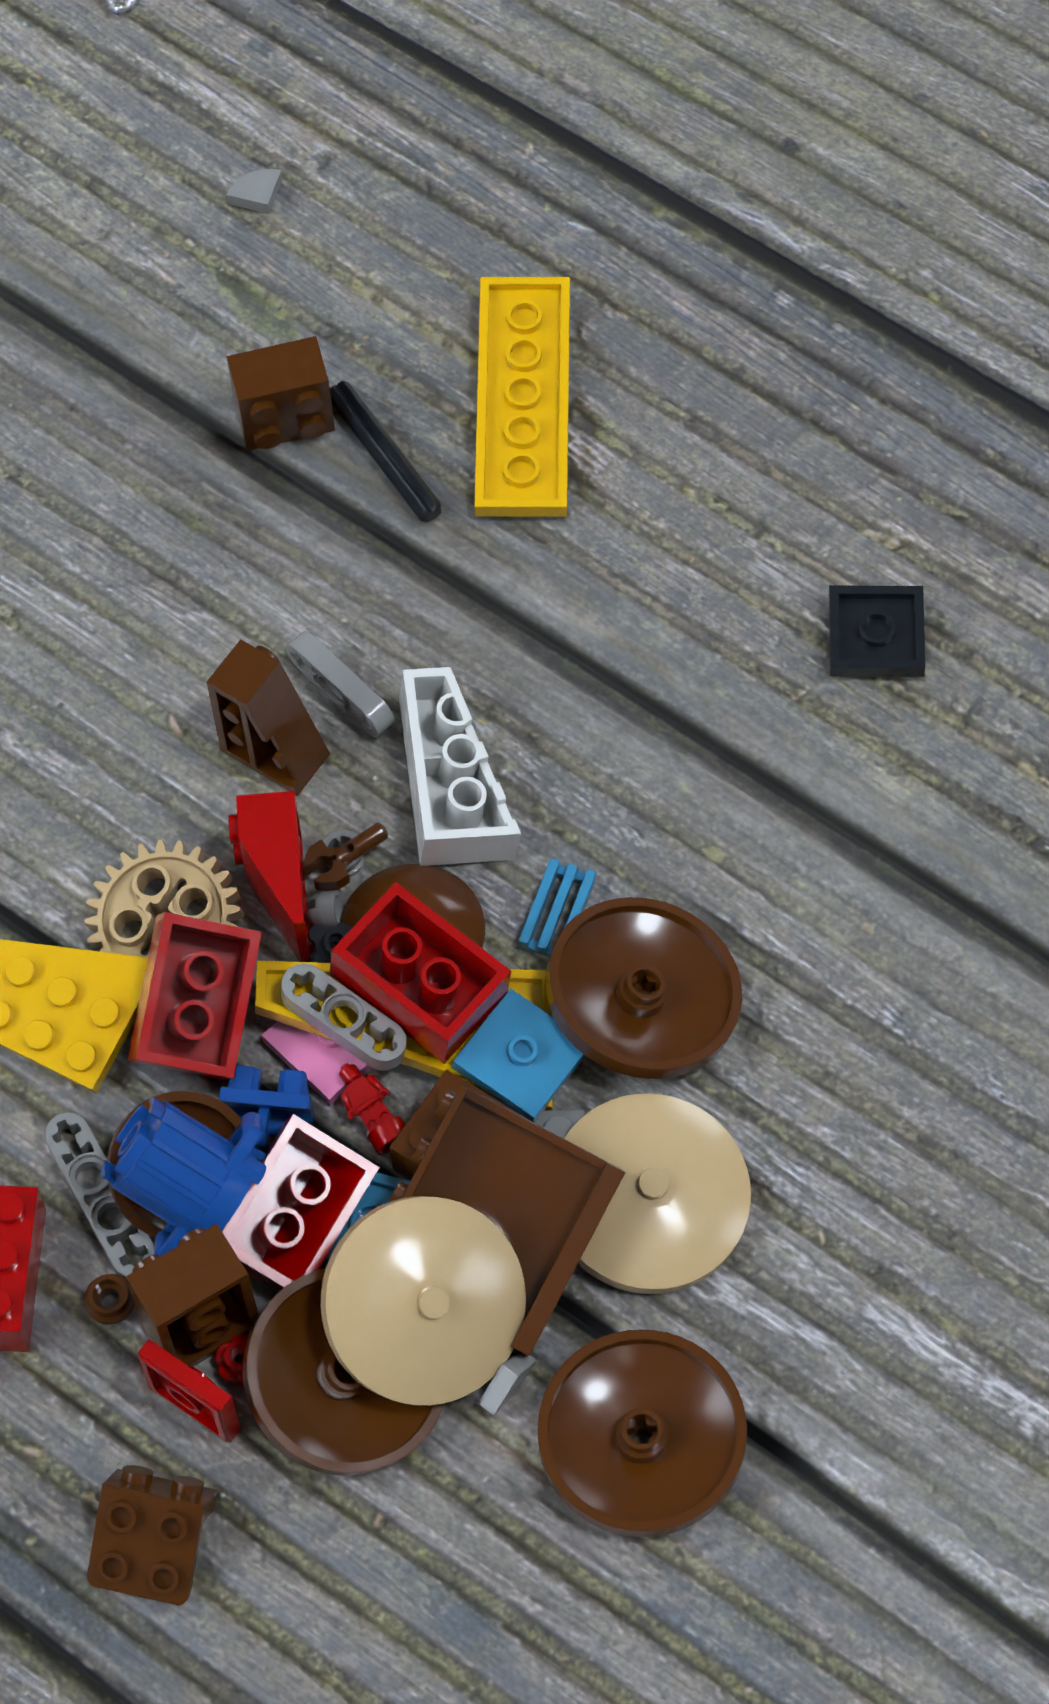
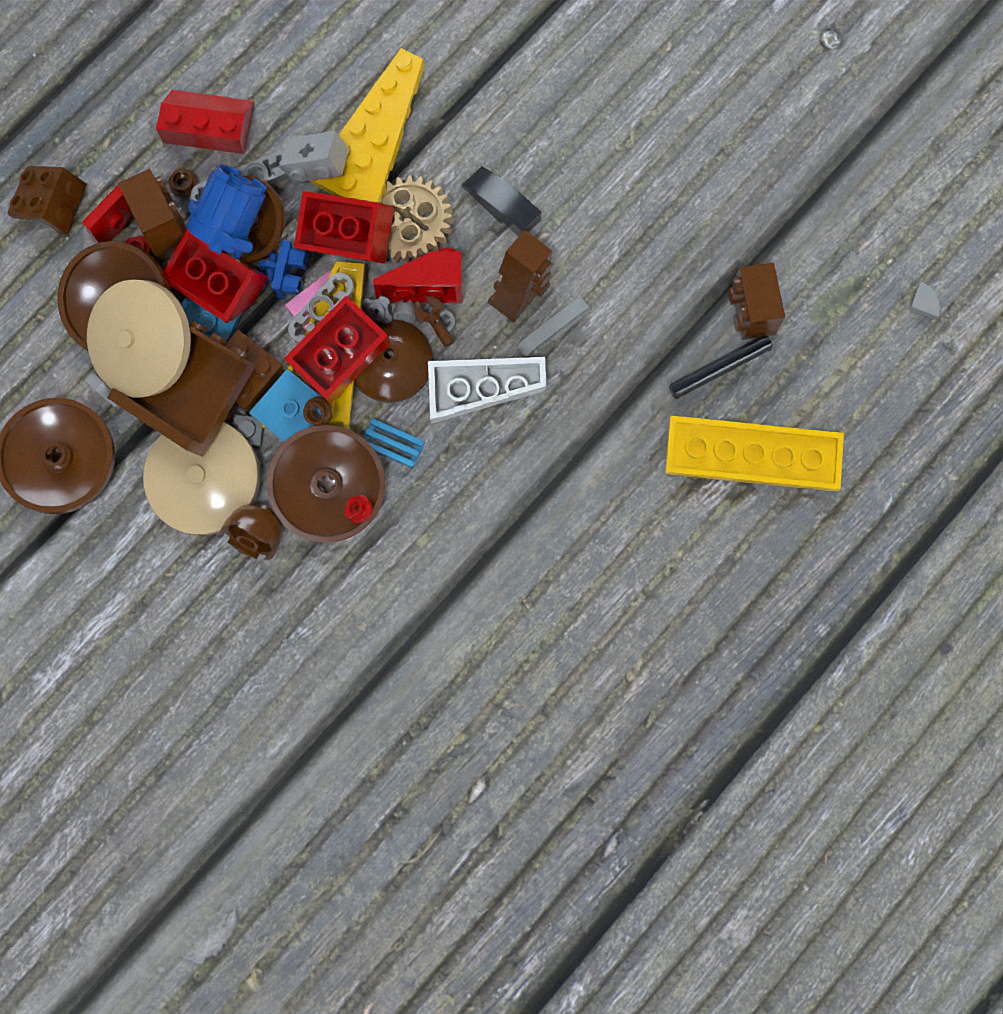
camera: 90 degrees right, 15 degrees up
(51, 1084) = (314, 156): none -> light grey brick
(122, 778) = (502, 201): none -> black slope
(365, 1099) = (276, 325): red piece -> none
(539, 994) = (312, 416): none -> reddish brown plate
(673, 940) = (365, 510): none -> red plate
(736, 1087) = (253, 531): none -> reddish brown cylinder
(876, 631) = (561, 655): black plate -> none

